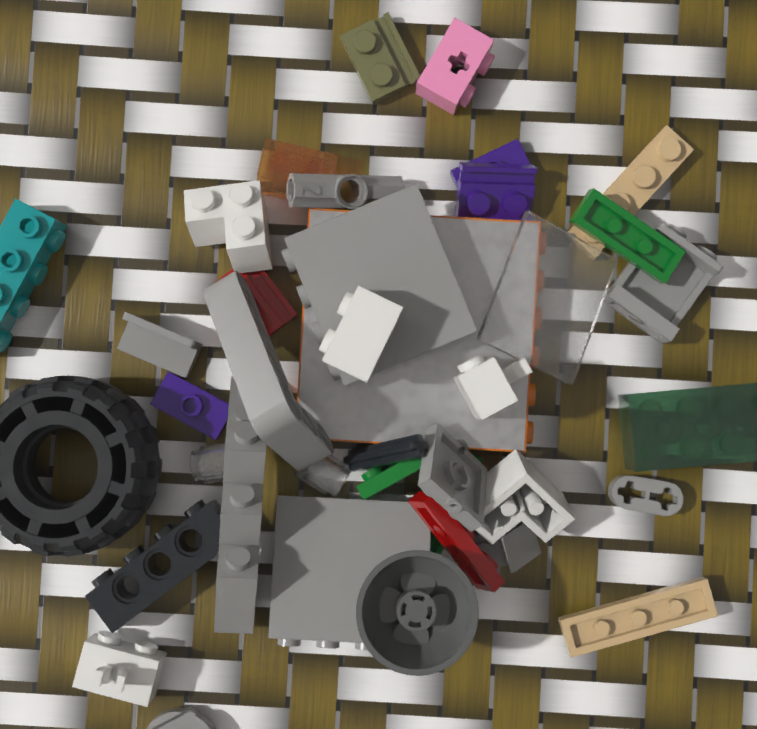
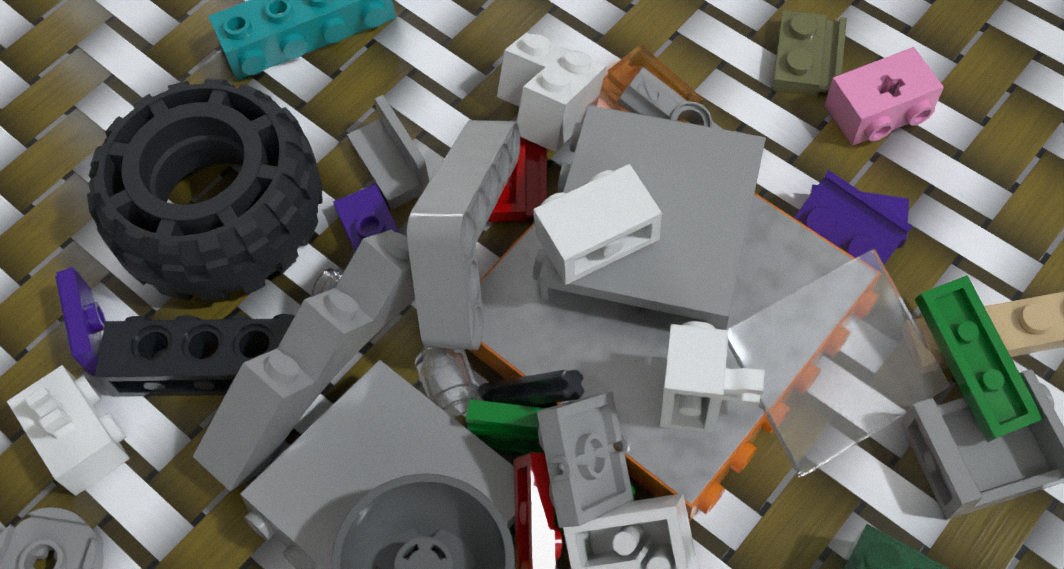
camera: 40 degrees right, 25 degrees down
(62, 600) = (82, 318): none -> dark purple plate

